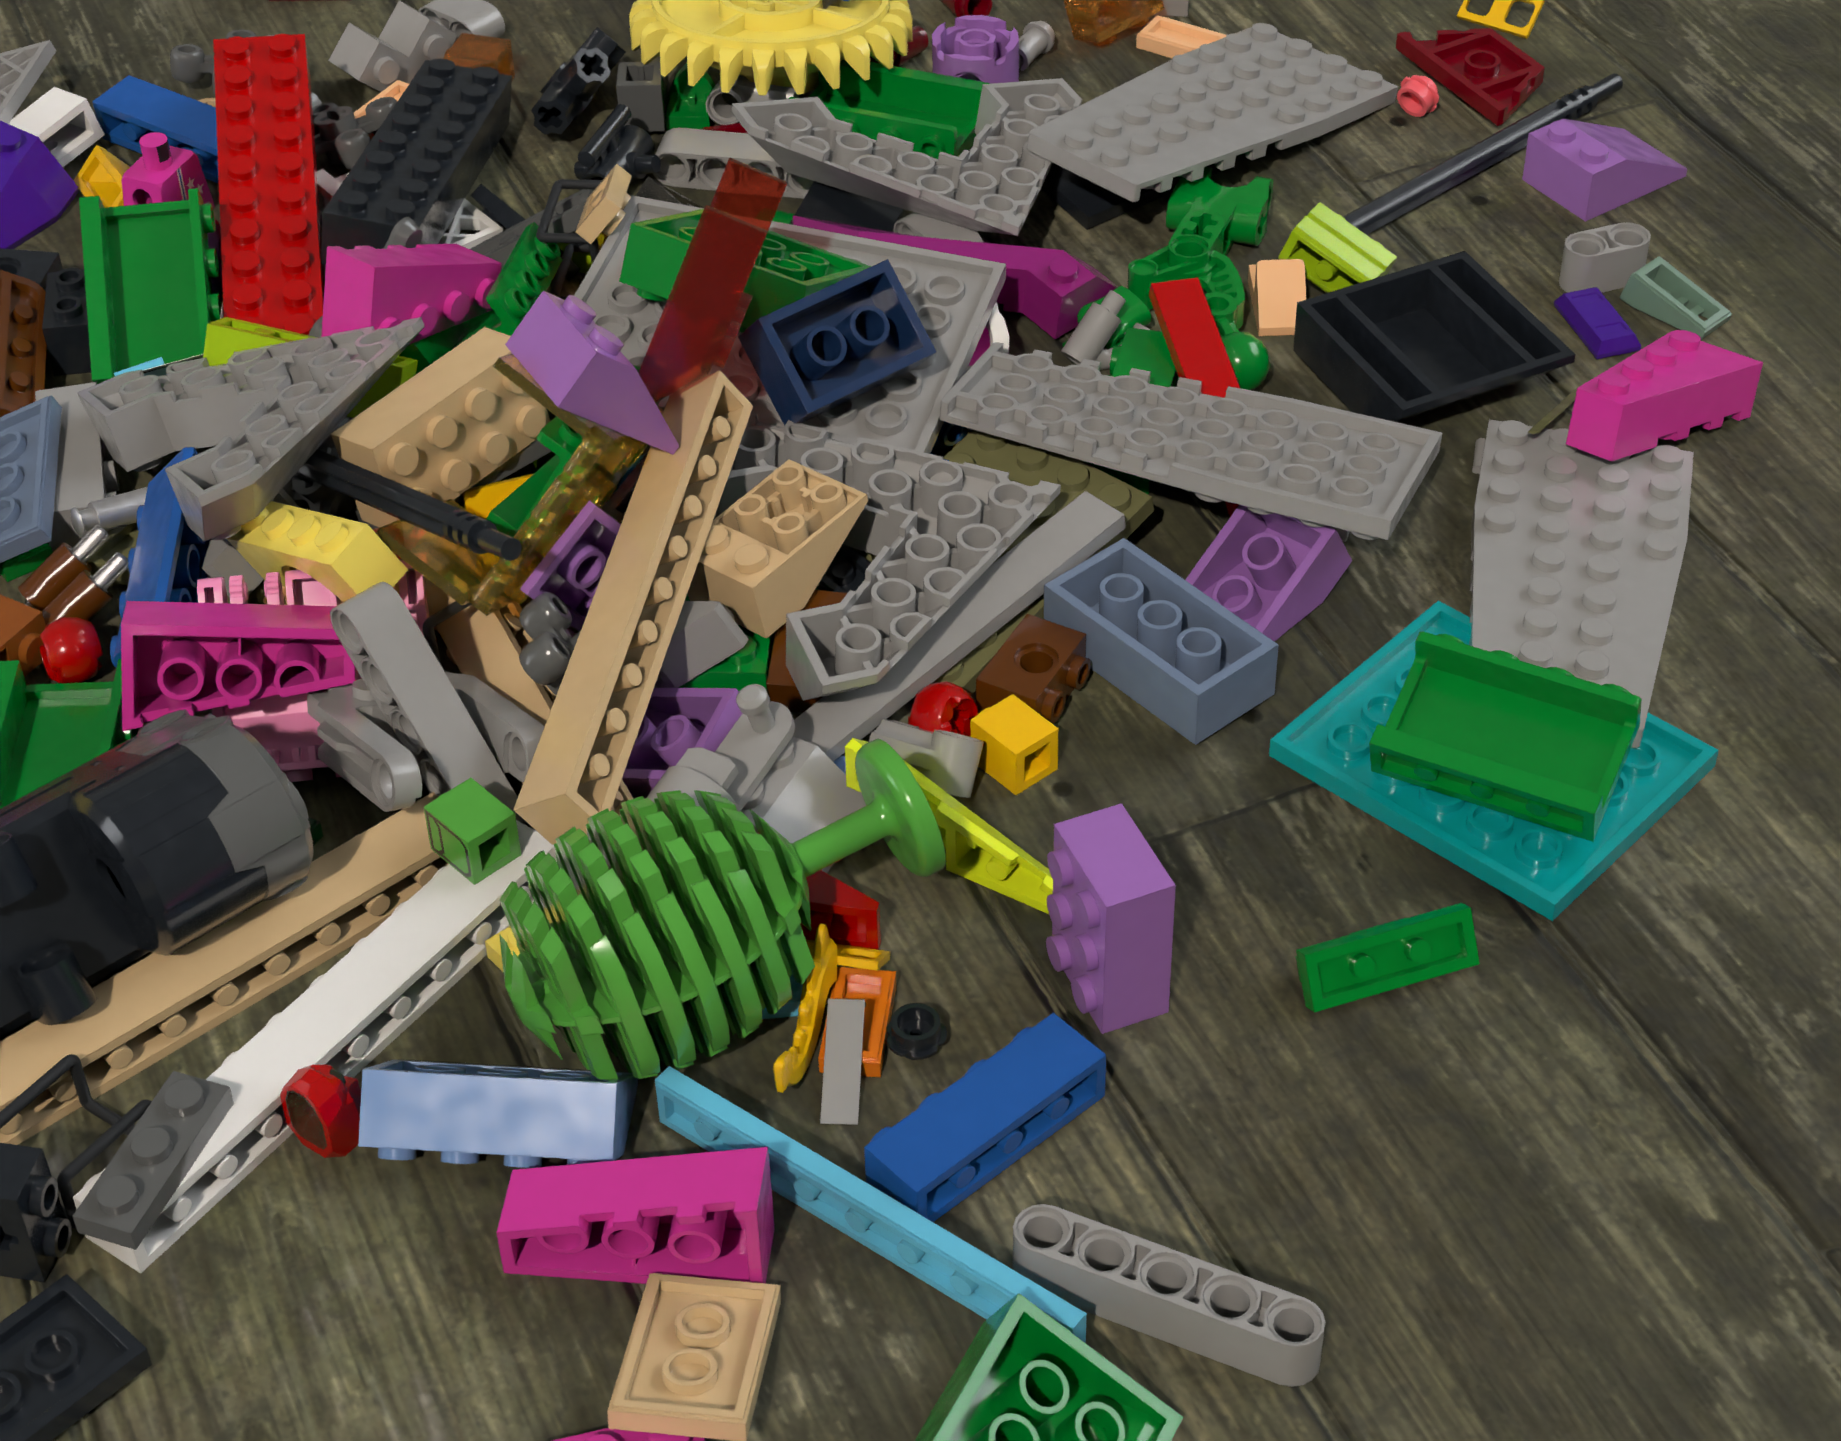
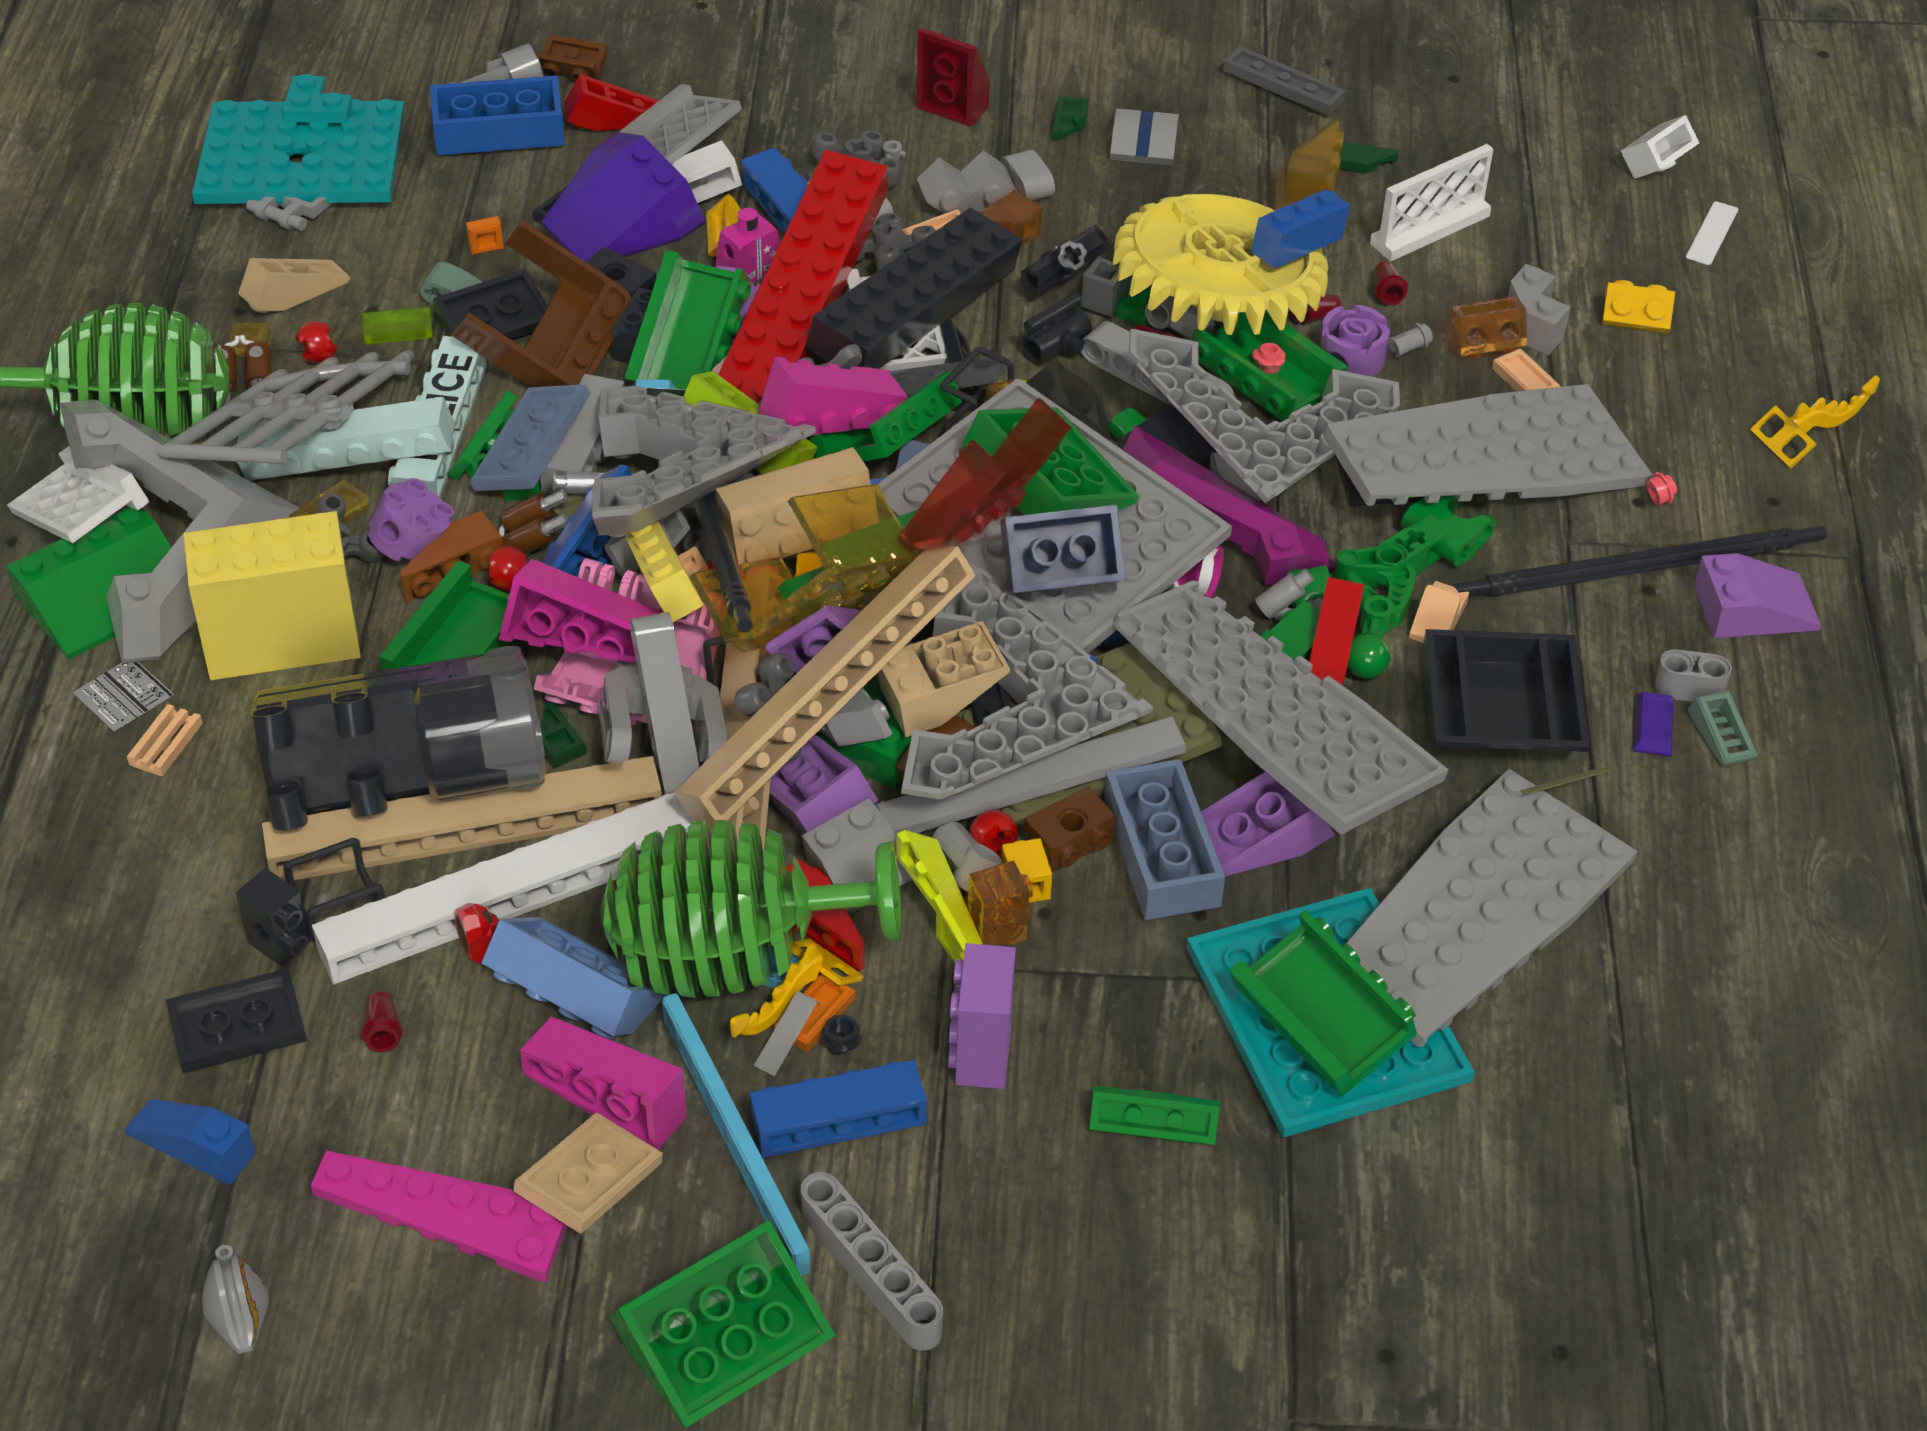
camera: 25 degrees right, 5 degrees up
(153, 1160) = (363, 922): dark grey plate -> none
(255, 1290) = (381, 1023): none -> dark red cone
(472, 830) = (651, 793): bright green brick -> none
(586, 371) = (855, 525): medium lavender slope -> none
(605, 205) = (993, 380): tan plate -> none
(741, 757) = (809, 827): light grey piece -> none
(887, 102) = (1269, 357): none -> coral plate
(1021, 785) = (1000, 904): none -> clear orange brick
(1335, 251) = (1493, 598): lime brick -> none
(1477, 68) = (1725, 483): dark red wing -> none
(1662, 396) = (1633, 800): dark pink wedge -> none

